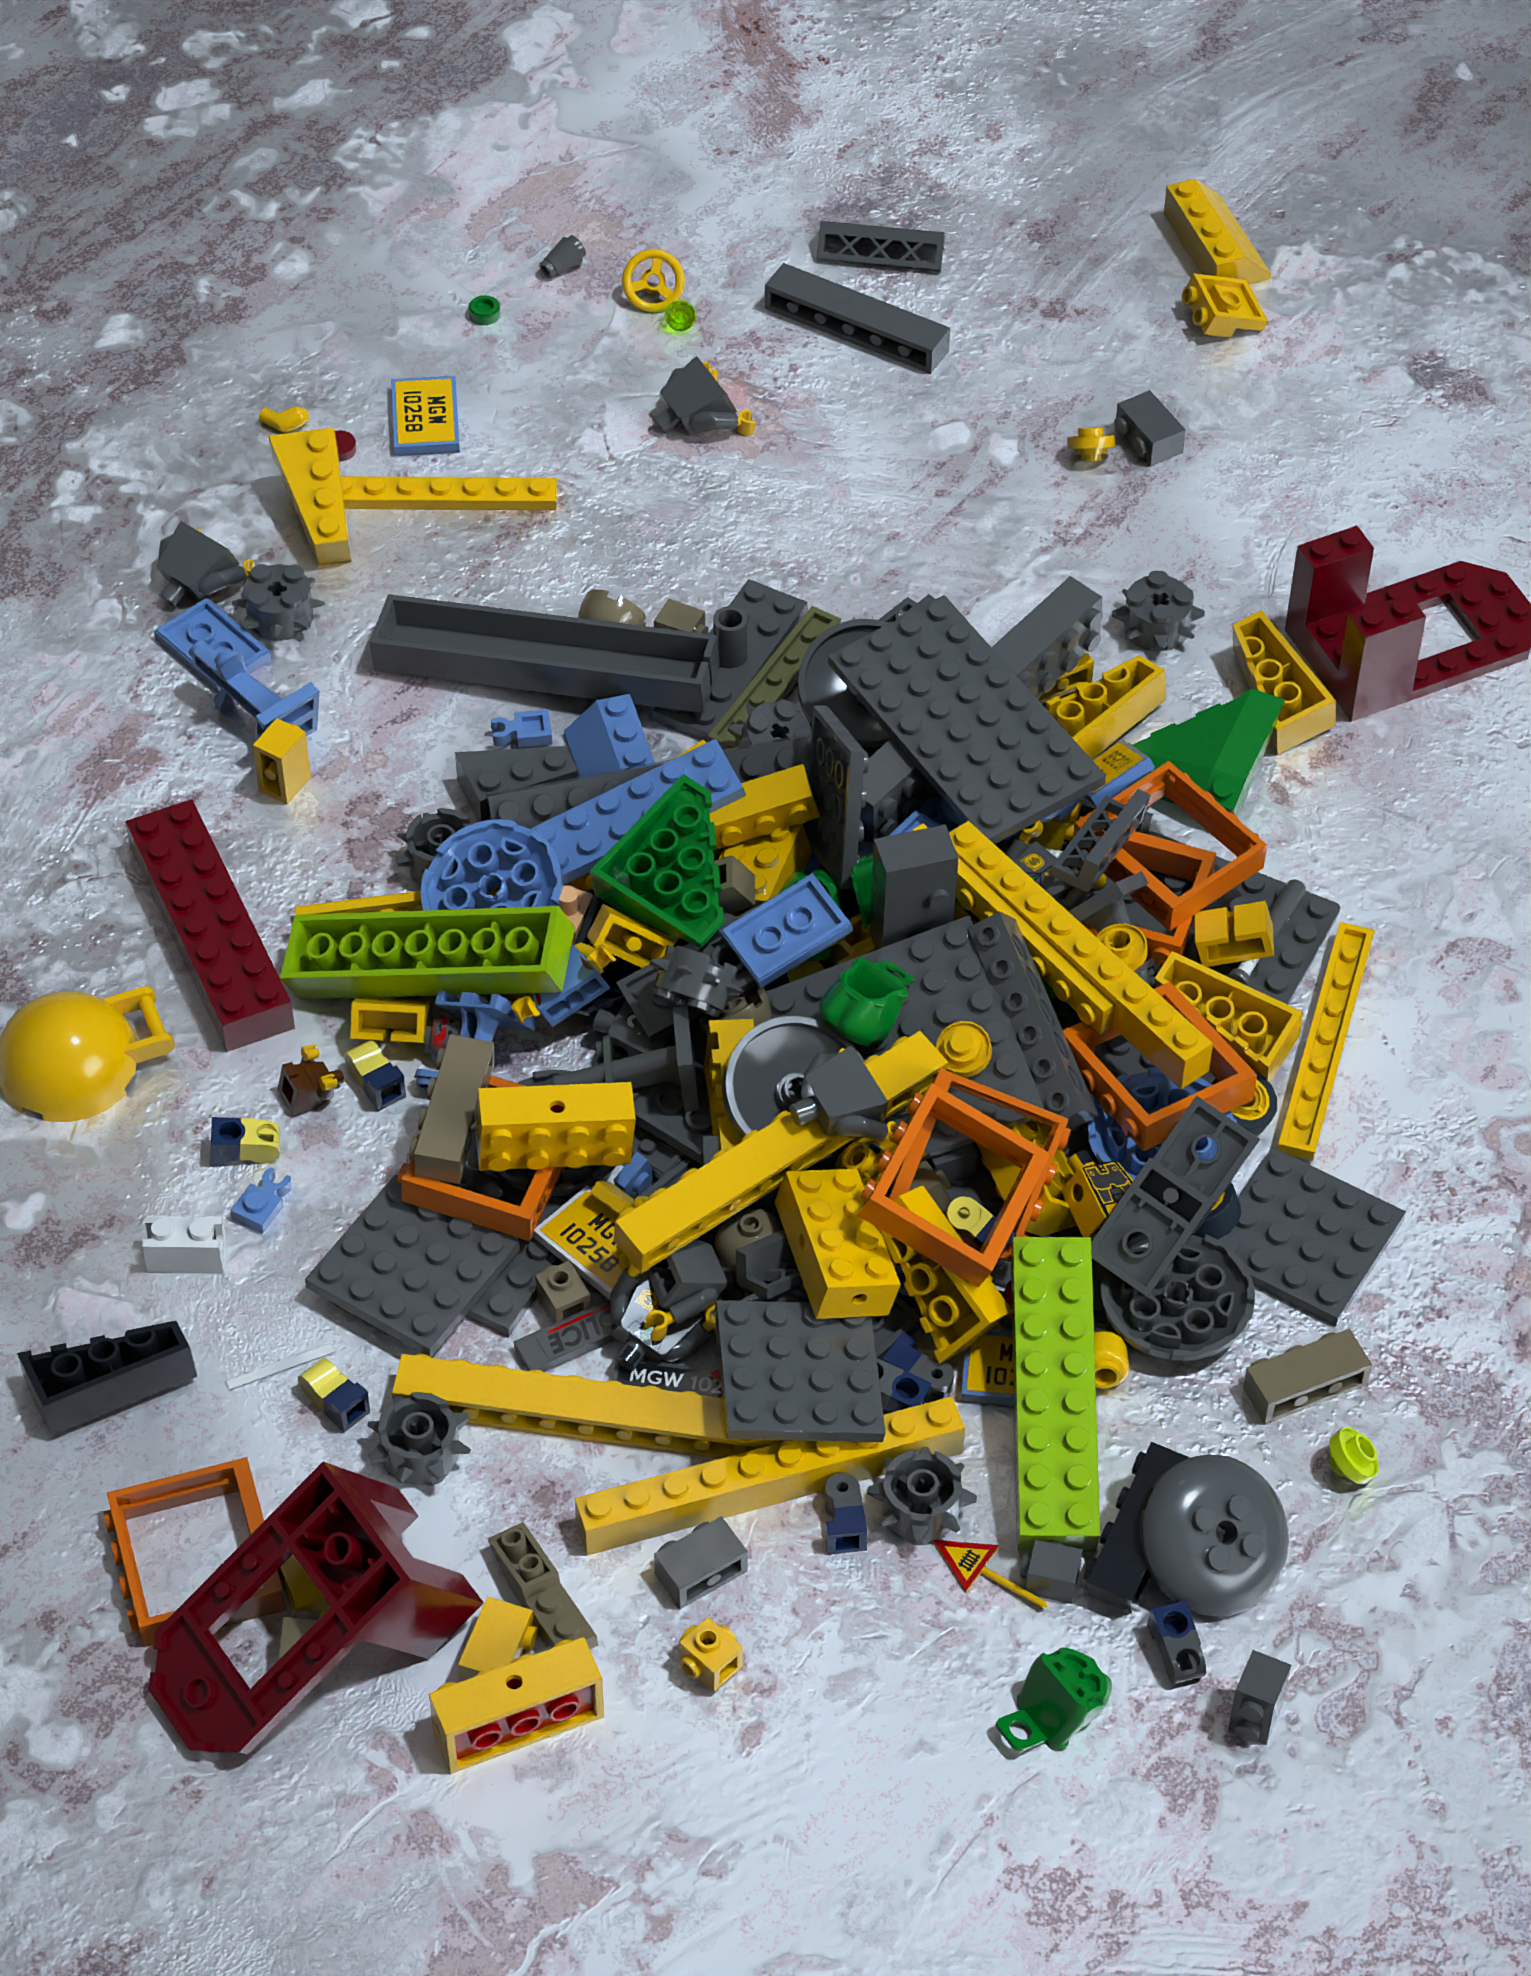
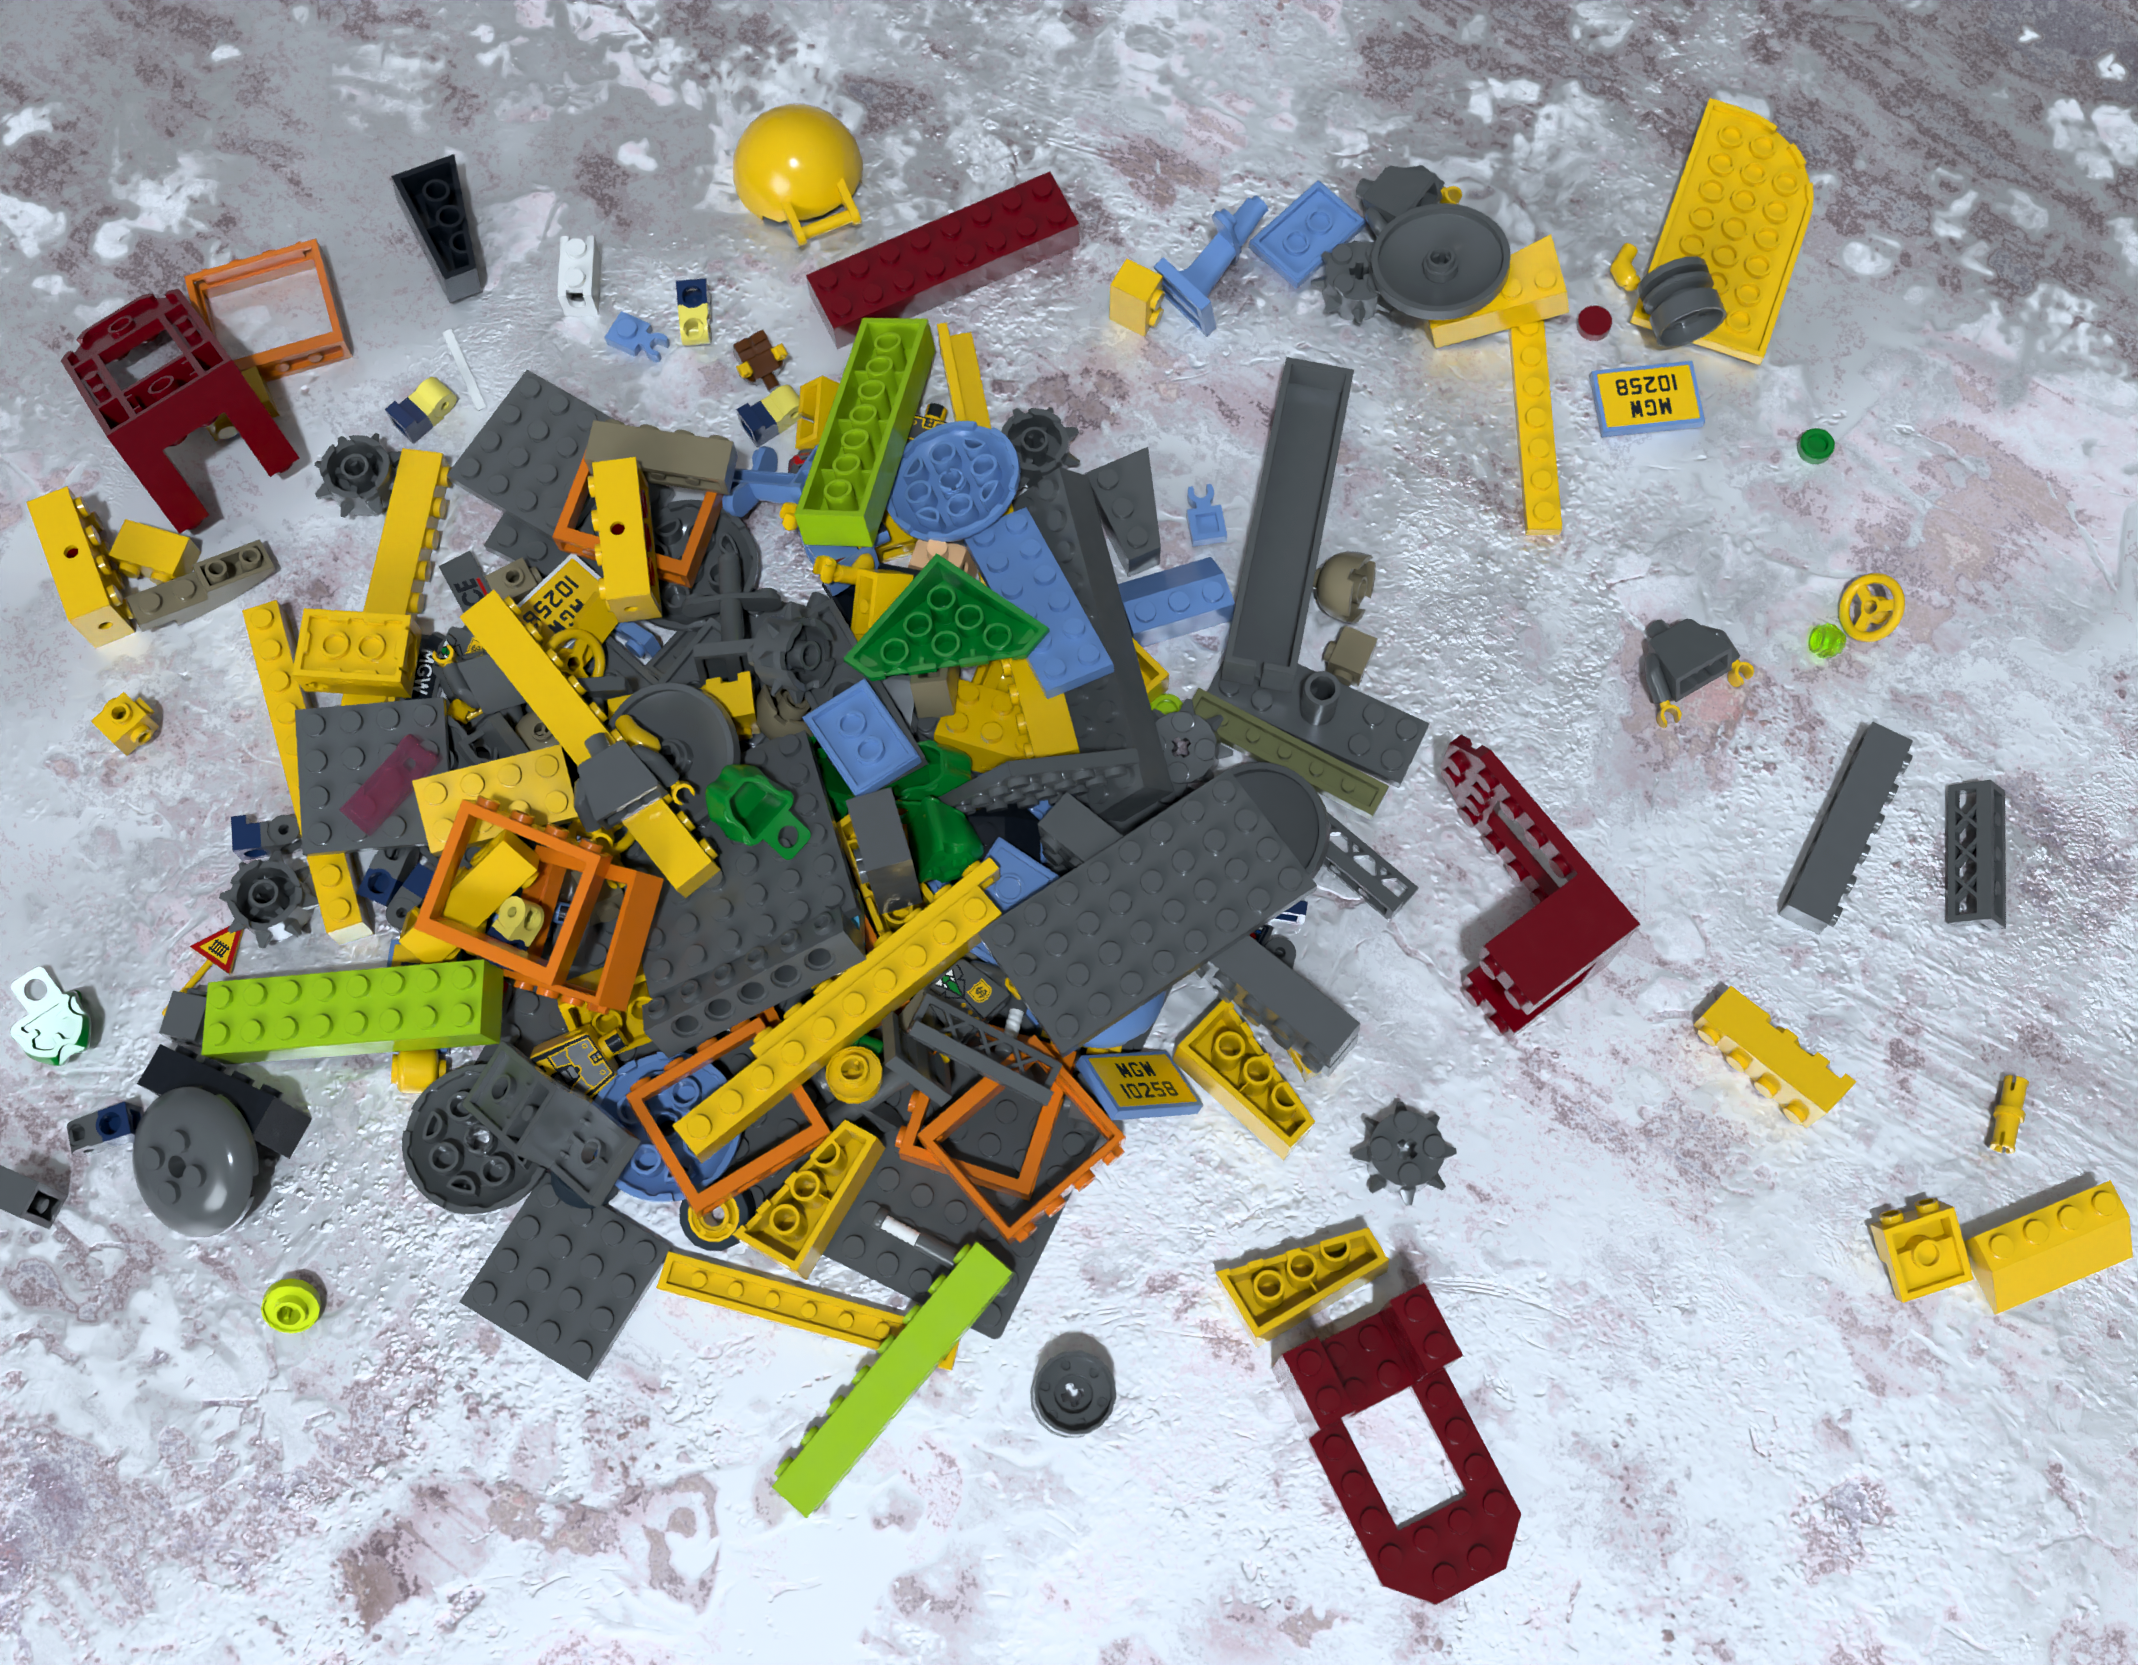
camera: 90 degrees right, 20 degrees up
(260, 345) = (1746, 215): none -> yellow plate
(287, 514) = (1440, 261): none -> dark grey dish
(346, 360) = (1681, 301): none -> dark grey wheel
(563, 256) = (1905, 516): dark grey cone -> none
(653, 1397) = (357, 653): none -> yellow piece
(700, 1562) = (225, 714): dark grey brick -> none
(780, 1102) = (636, 735): none -> yellow arm
(817, 1340) = (388, 785): none -> clear pink plate
(965, 1048) = (702, 909): yellow plate -> none
(974, 488) = (1569, 930): none -> dark red bracket
(1067, 373) = (1772, 1058): none -> yellow wedge
(1091, 443) = (1668, 1085): yellow plate -> none
(1107, 248) = (2009, 1114): none -> yellow pin
(1149, 428) = (1701, 1153): dark grey brick -> none
(1219, 746) = (1182, 1197): green slope -> none
(1234, 935) = (923, 1211): yellow piece -> none
(1307, 1375) = (390, 1266): dark tan brick -> none
(1390, 960) = (892, 1380): none -> lime brick
(1392, 835) = (1084, 1374): none -> dark grey wheel

